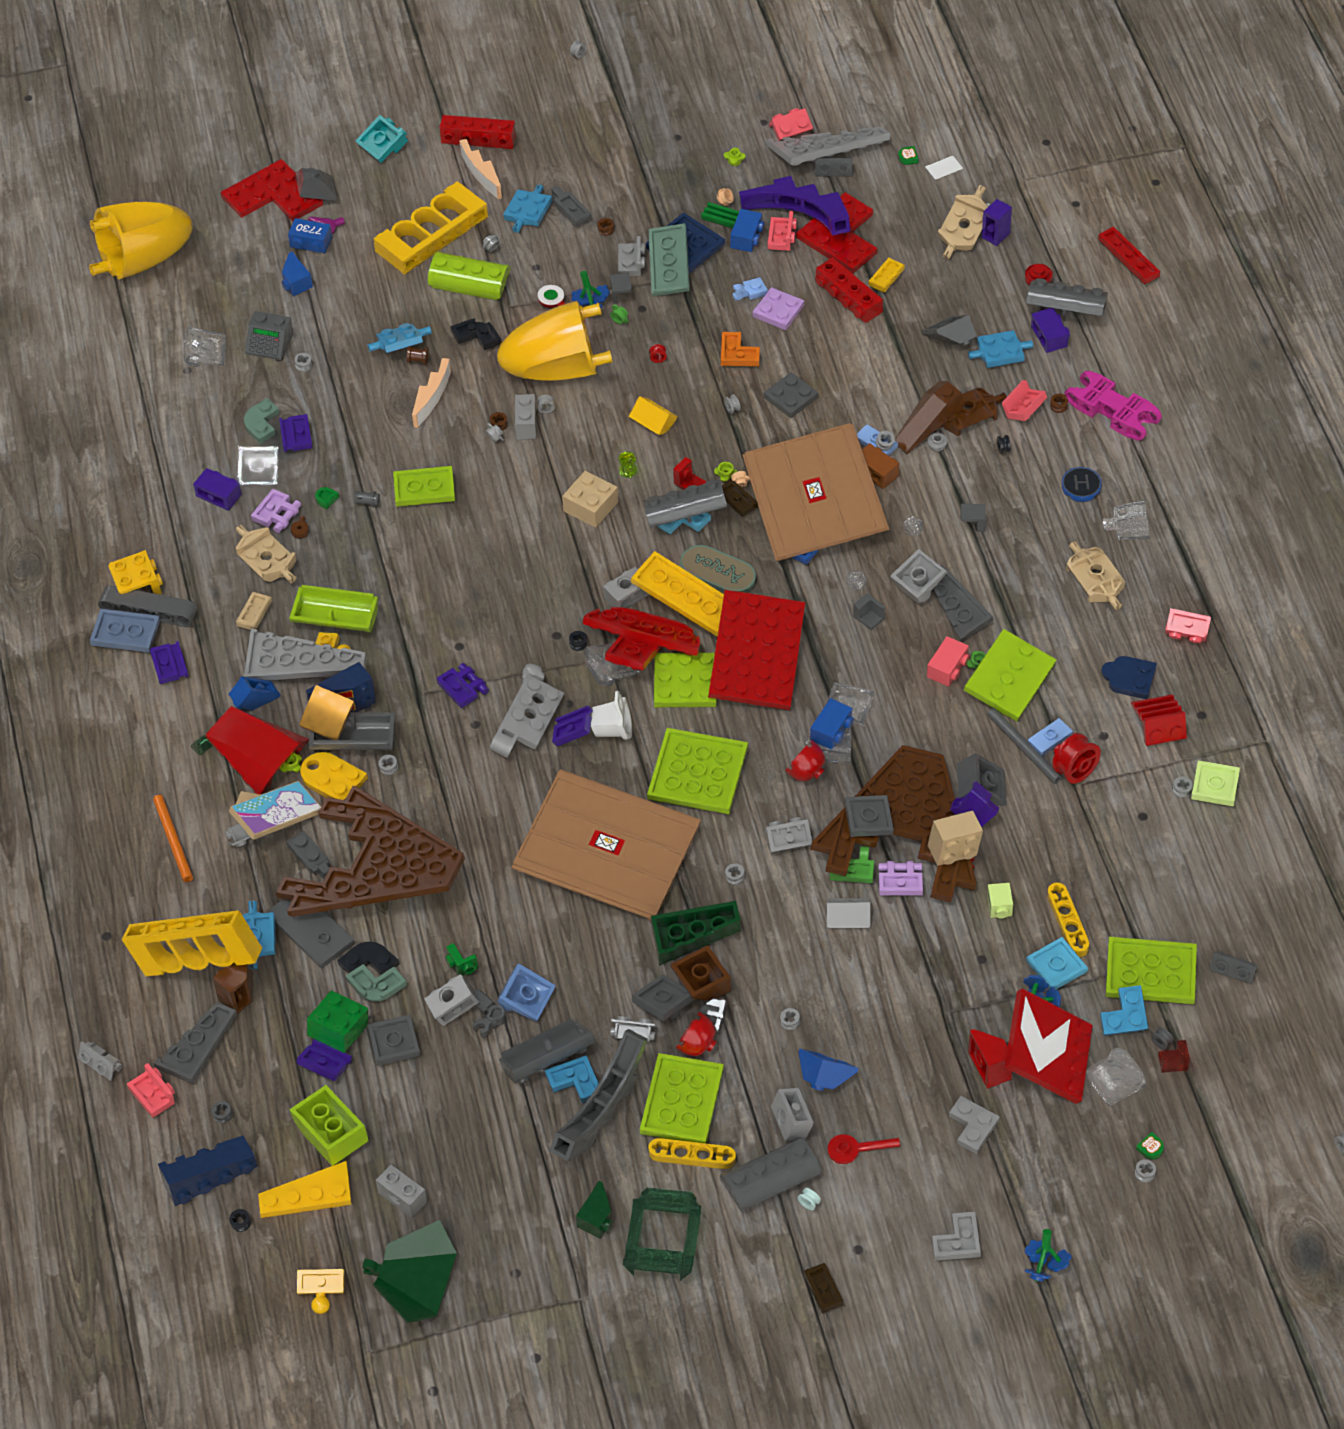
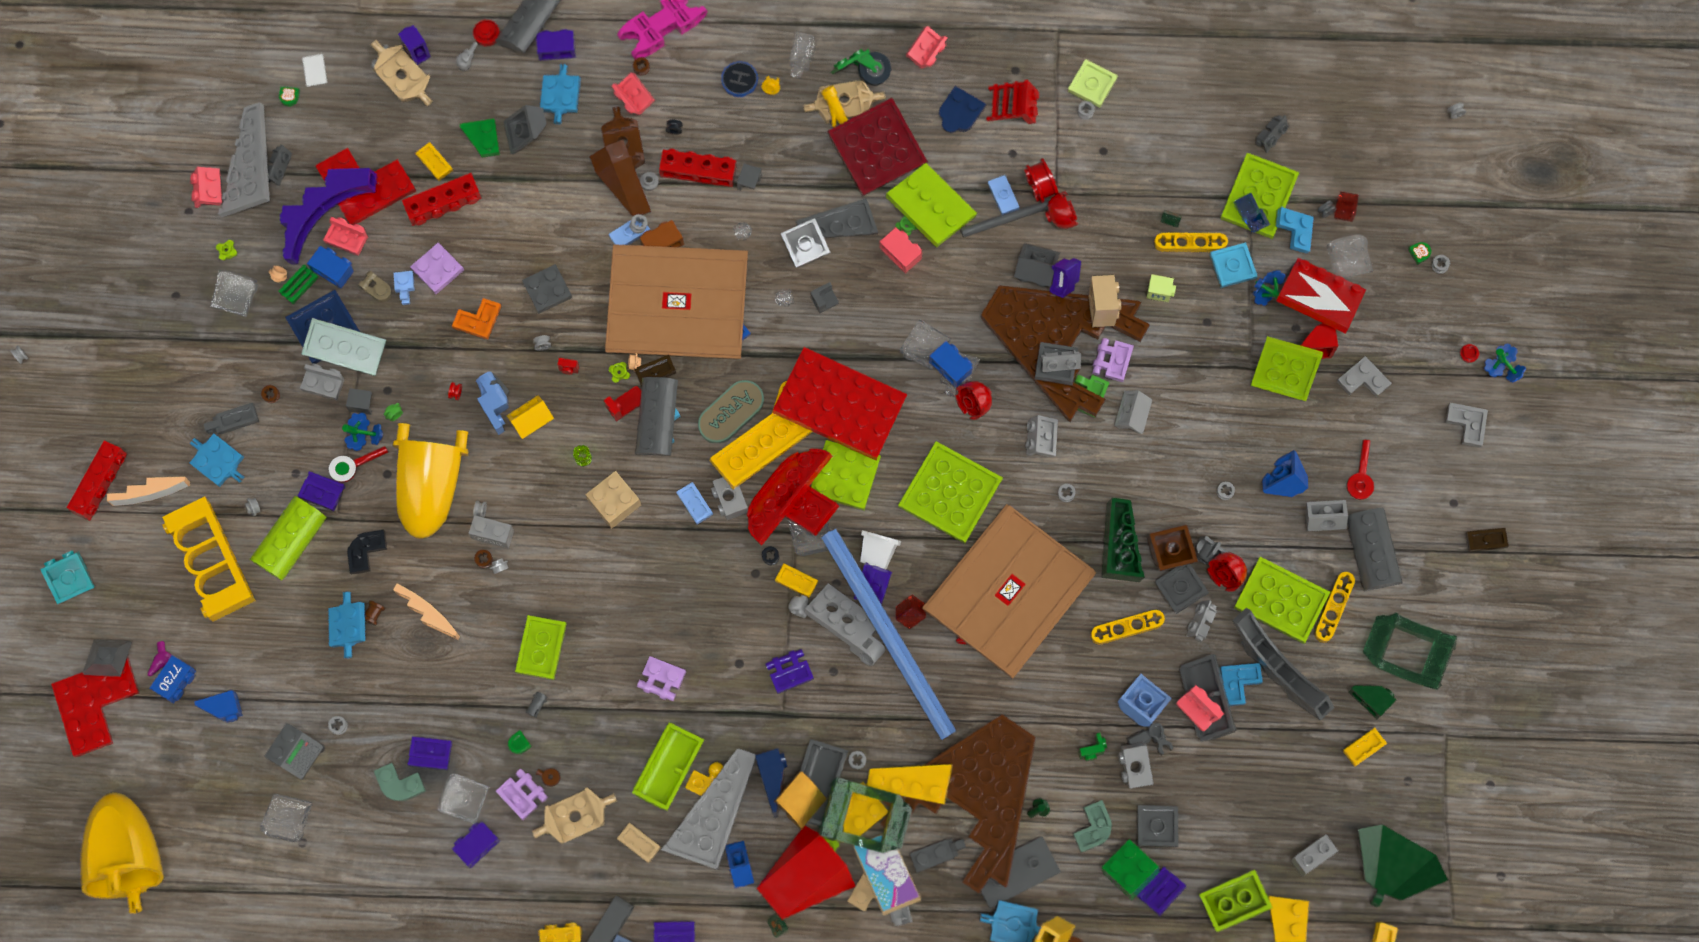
camera: 75 degrees left, 20 degrees up
(321, 746) = (838, 806): none -> clear green wedge
(368, 954) = (1059, 825): black plate -> none
(374, 808) = (916, 782): none -> yellow wing
(384, 931) = (1040, 807): none -> dark green plate
(429, 589) = (664, 673): none -> lavender plate
(522, 749) = (888, 634): none -> medium blue axle
(523, 286) = (321, 491): none -> dark purple plate
(528, 1037) = (1199, 708): none -> coral bracket
(539, 1216) = (1364, 747): none -> yellow plate
(552, 765) = (910, 612): none -> clear red panel
(558, 666) = (796, 580): none -> yellow plate
(604, 963) = (1127, 626): none -> yellow beam
(610, 564) = (694, 503): none -> light blue plate
(657, 383) = (493, 399): none -> medium blue plate
(694, 170) = (234, 292): none -> clear slope
(714, 429) = (568, 366): none -> red plate
(738, 274) = (380, 291): none -> dark tan plate
(809, 1199) = (1404, 526): light aqua bush -> none
(867, 811) = (1066, 361): none -> light grey hinge
(929, 305) = (482, 136): none -> green wing
(947, 1030) = (1286, 368): none -> lime plate
(967, 470) = (697, 167): none -> red brick
(1004, 267) = (464, 59): none -> light grey piece
(1045, 1221) = (1469, 353): none -> red plate
(1051, 788) = (1061, 211): none -> red cylinder
(1053, 610) = (877, 147): none -> dark red plate
(1075, 568) = (835, 107): none -> yellow plant
(1084, 509) = (771, 86): none -> yellow plate
(1089, 893) = (1171, 218): none -> clear green slope
(1123, 961) = (1250, 213): none -> slope
(1143, 584) = (872, 66): none -> plate

